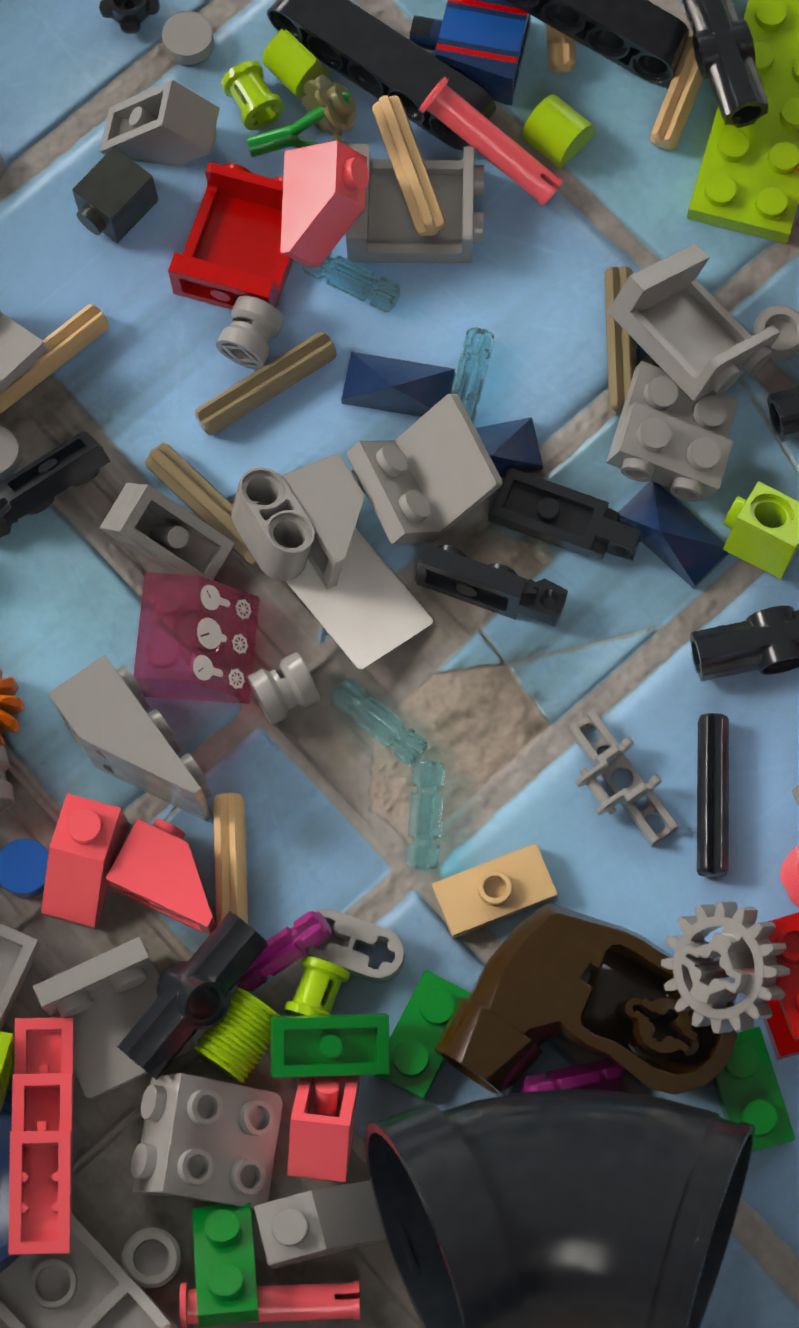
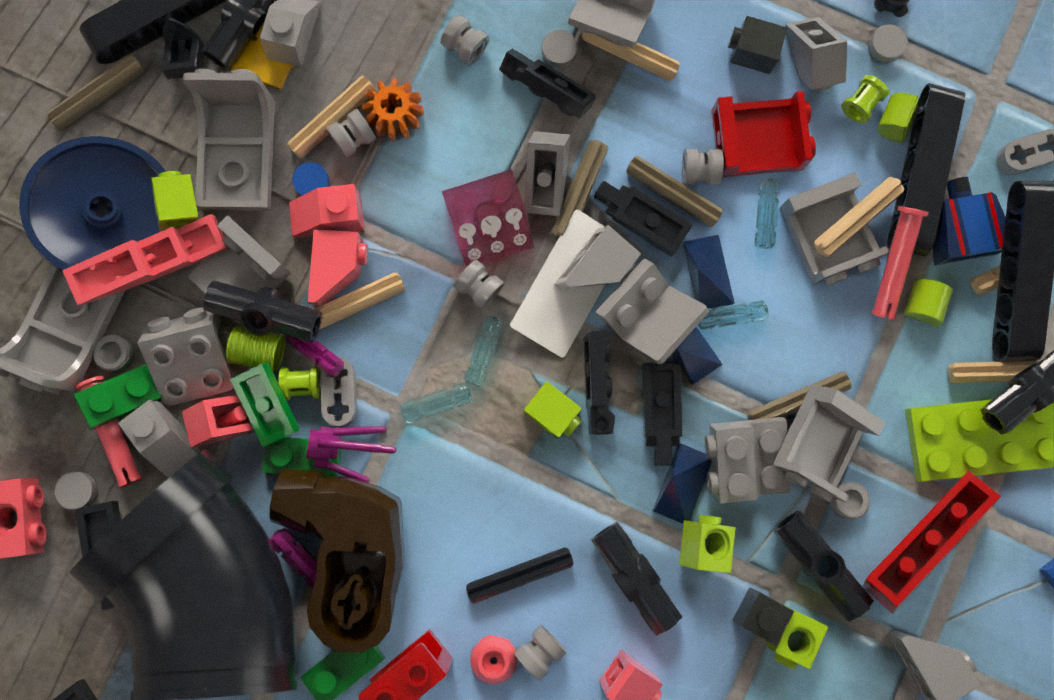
camera: 60 degrees right, 10 degrees up
(119, 737) = (407, 195): light grey slope -> none
(273, 523) = (577, 232): light grey beam -> none
(285, 433) = (644, 216): none -> black hinge
(320, 199) = (806, 169): coral slope -> none
(330, 109) = (874, 151): plant -> none
(424, 980) = (326, 443): none -> magenta plant
(494, 891) = (408, 465): tan plate -> none
(504, 658) = (553, 411): none -> lime brick
(624, 796) = (499, 518): light grey piece -> none
(744, 956) = (388, 633): light grey gear -> none

